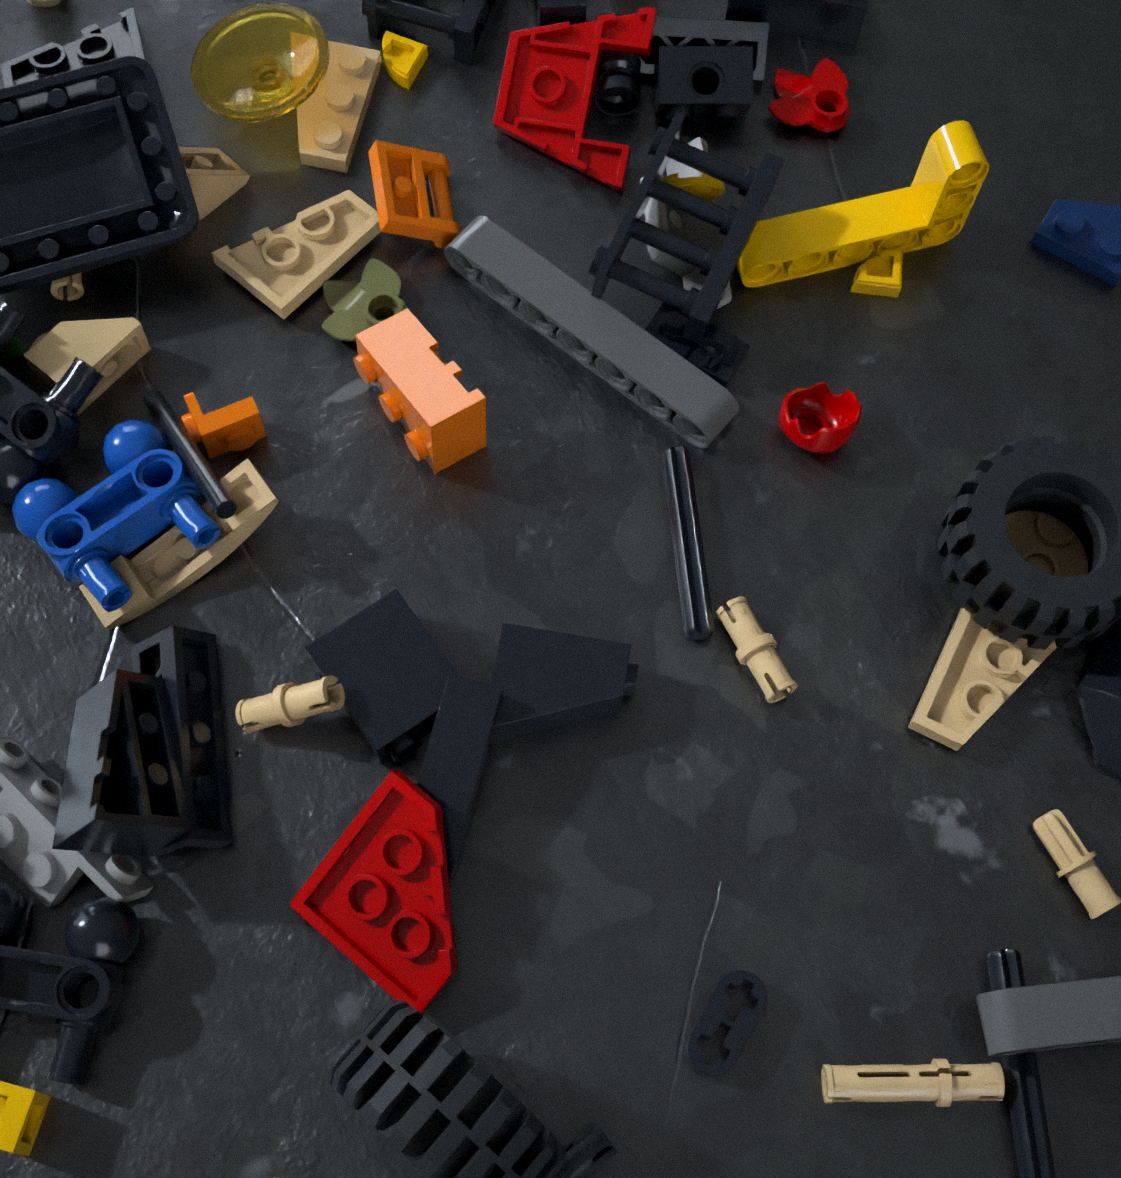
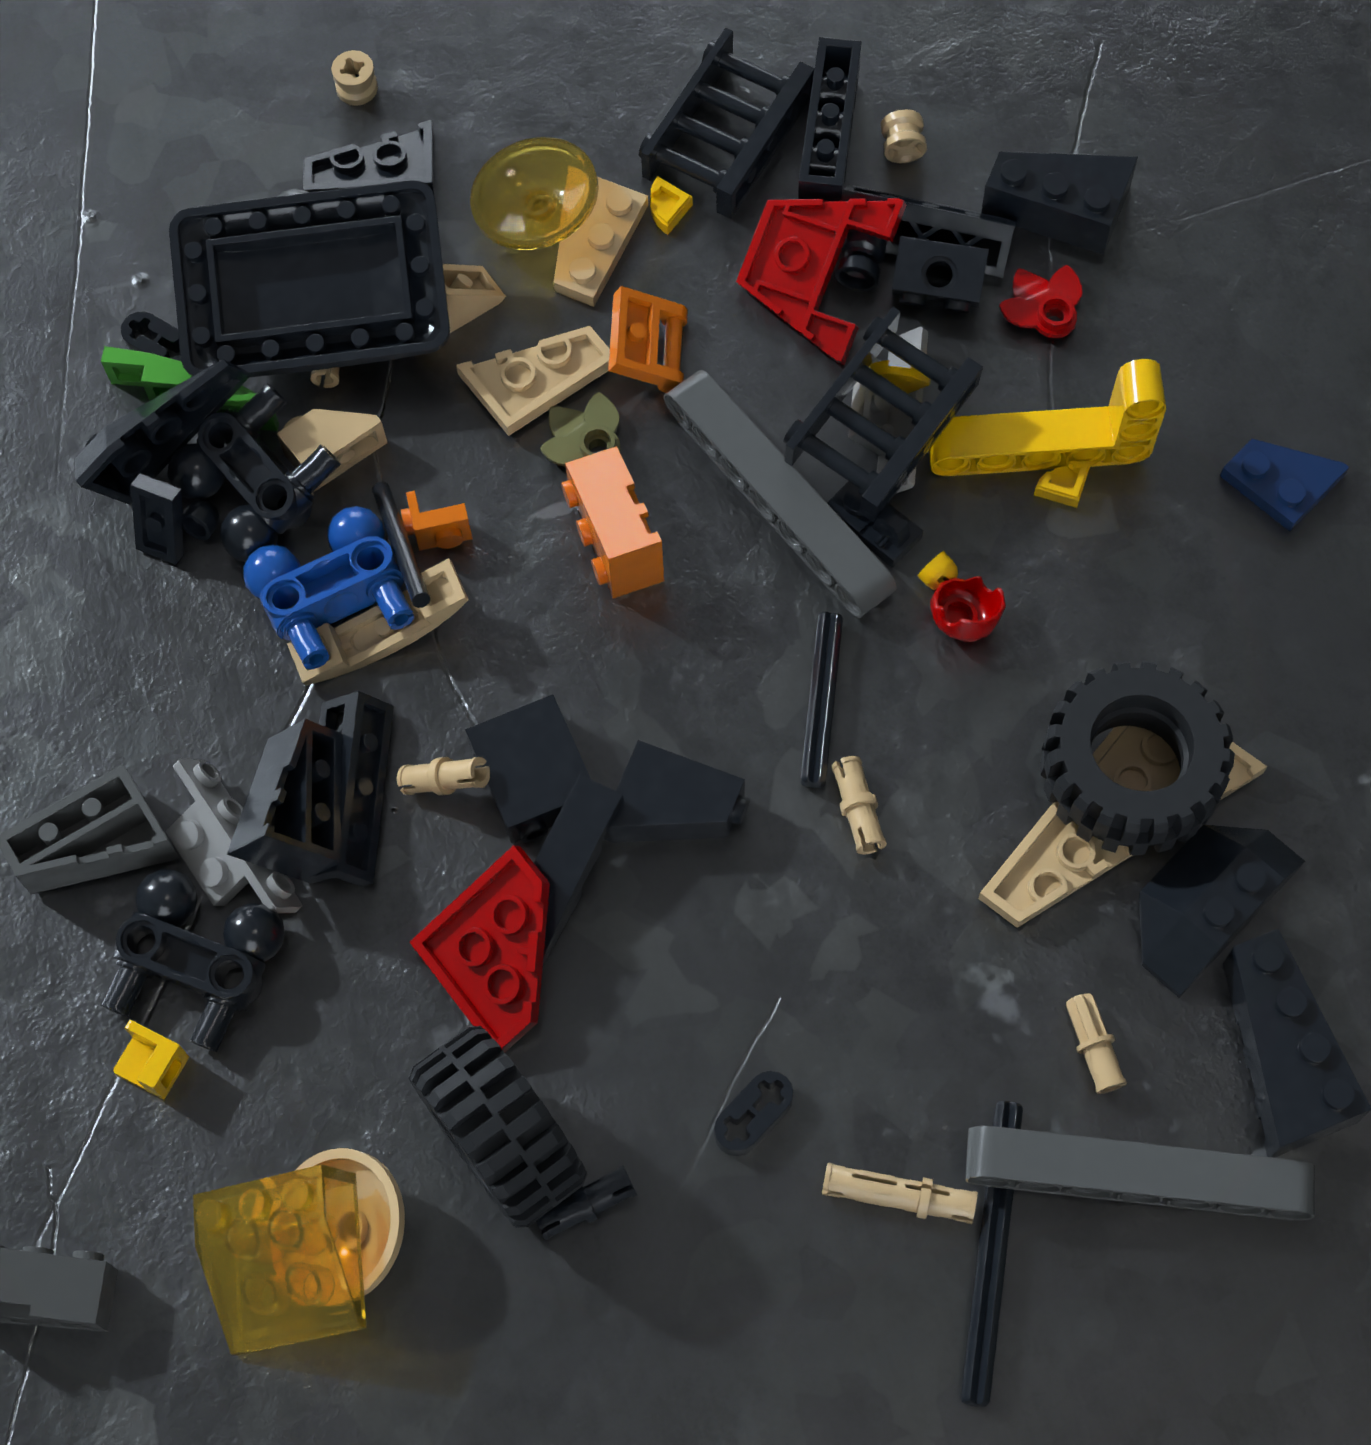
camera: 20 degrees right, 0 degrees up
(775, 383) = (937, 569): none -> yellow hinge

